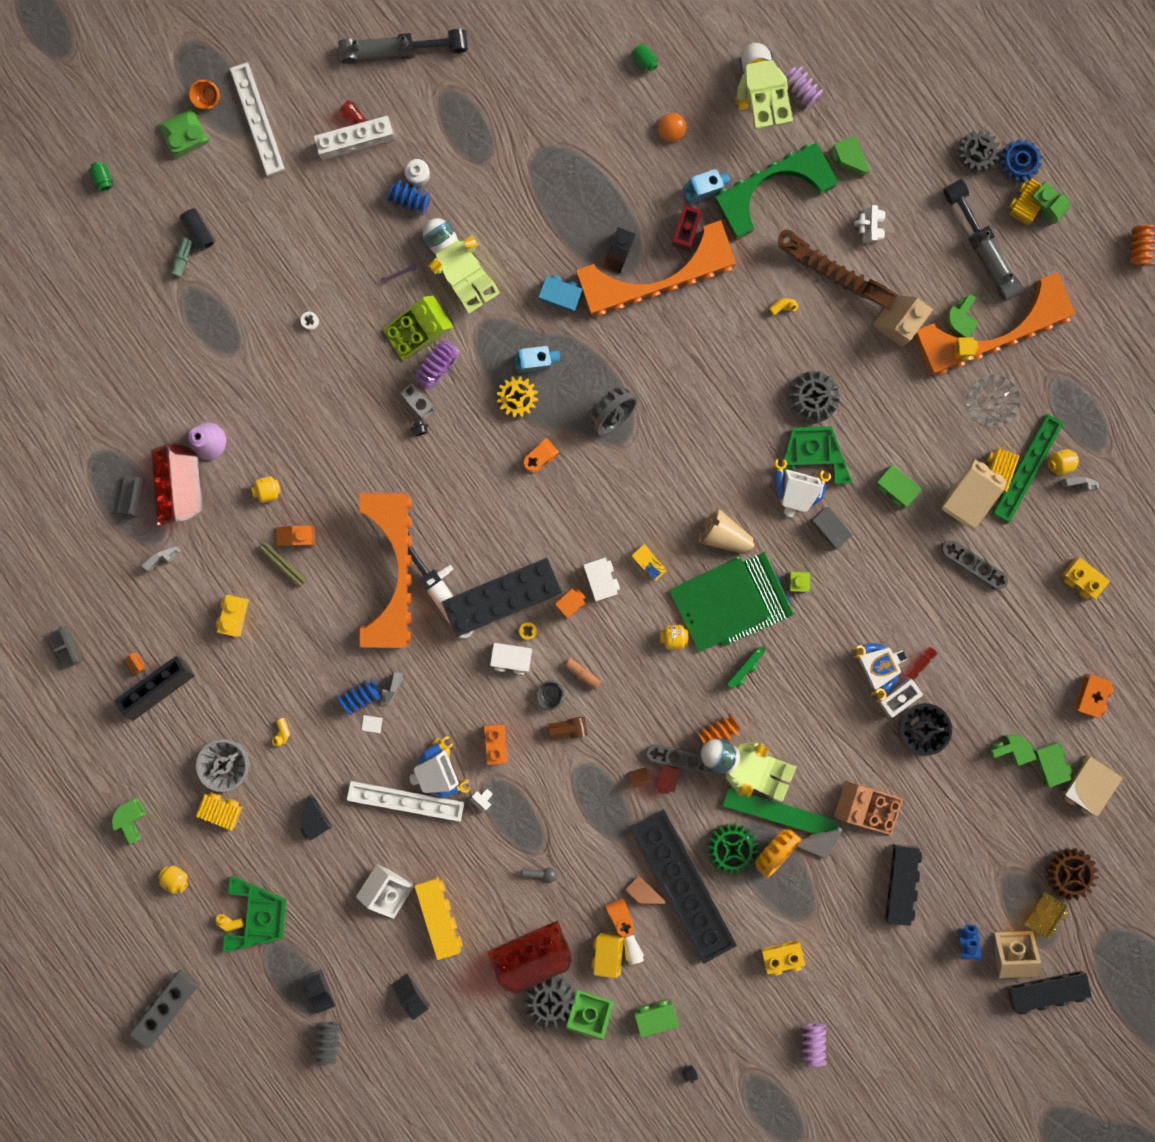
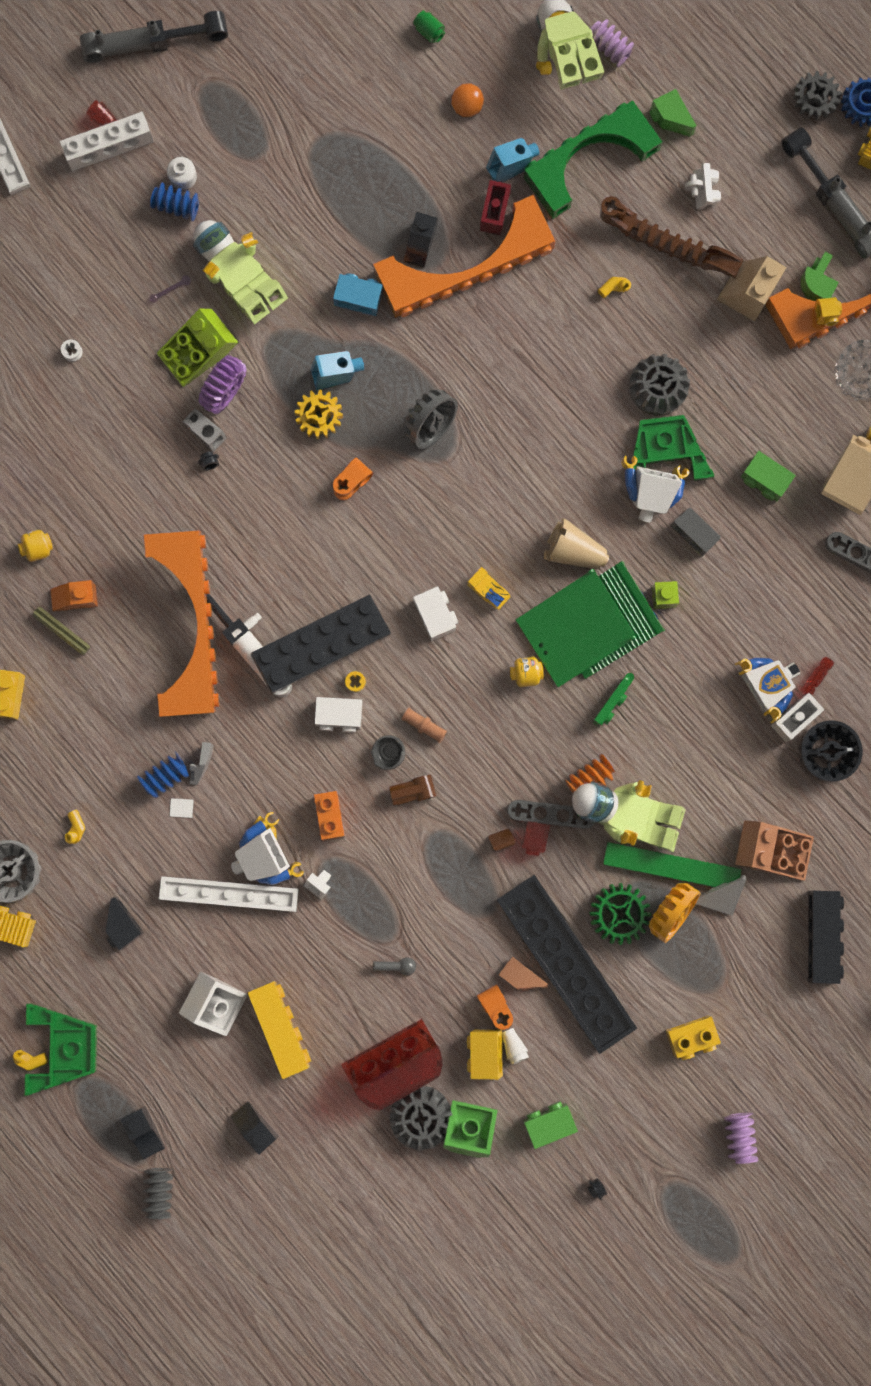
camera: 10 degrees left, 5 degrees down
(571, 602) = (402, 642): orange brick -> none

